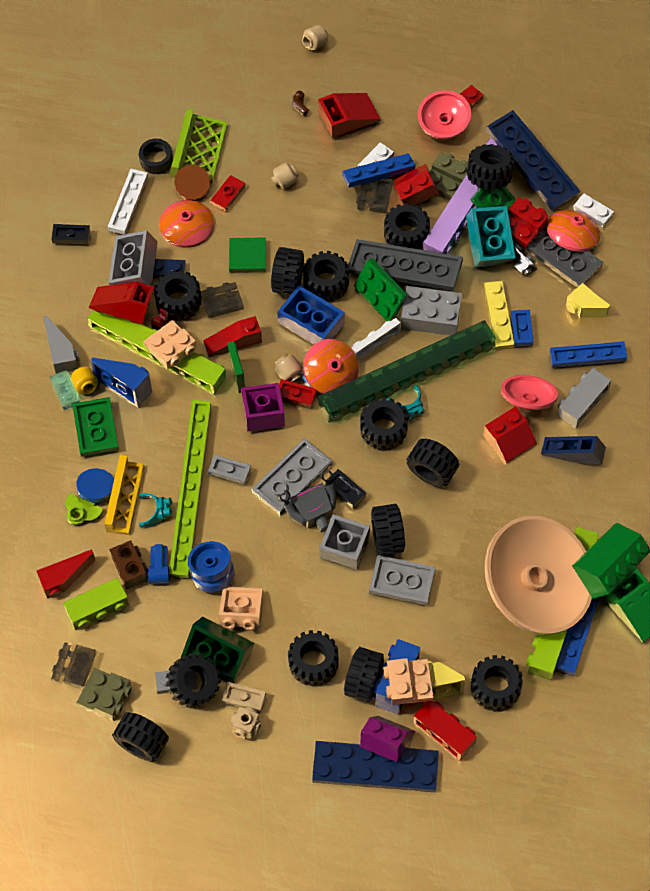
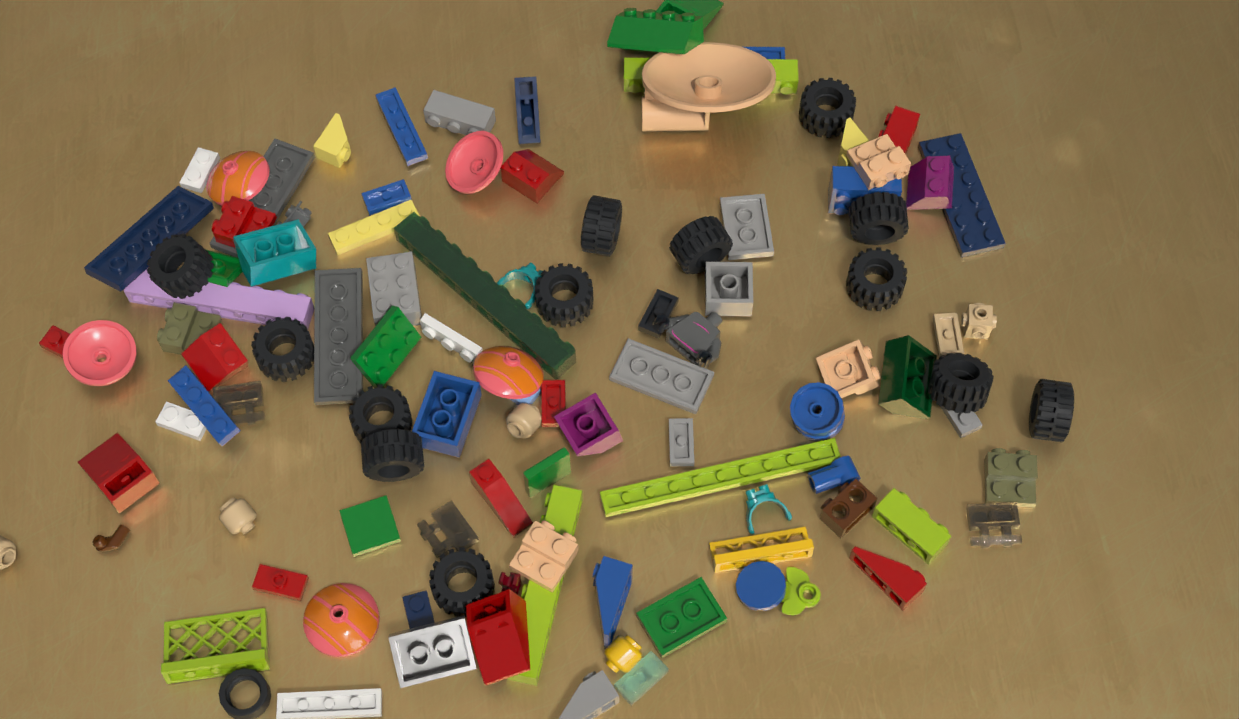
camera: 110 degrees left, 0 degrees up
(191, 182) = (278, 629): dark orange tile -> none

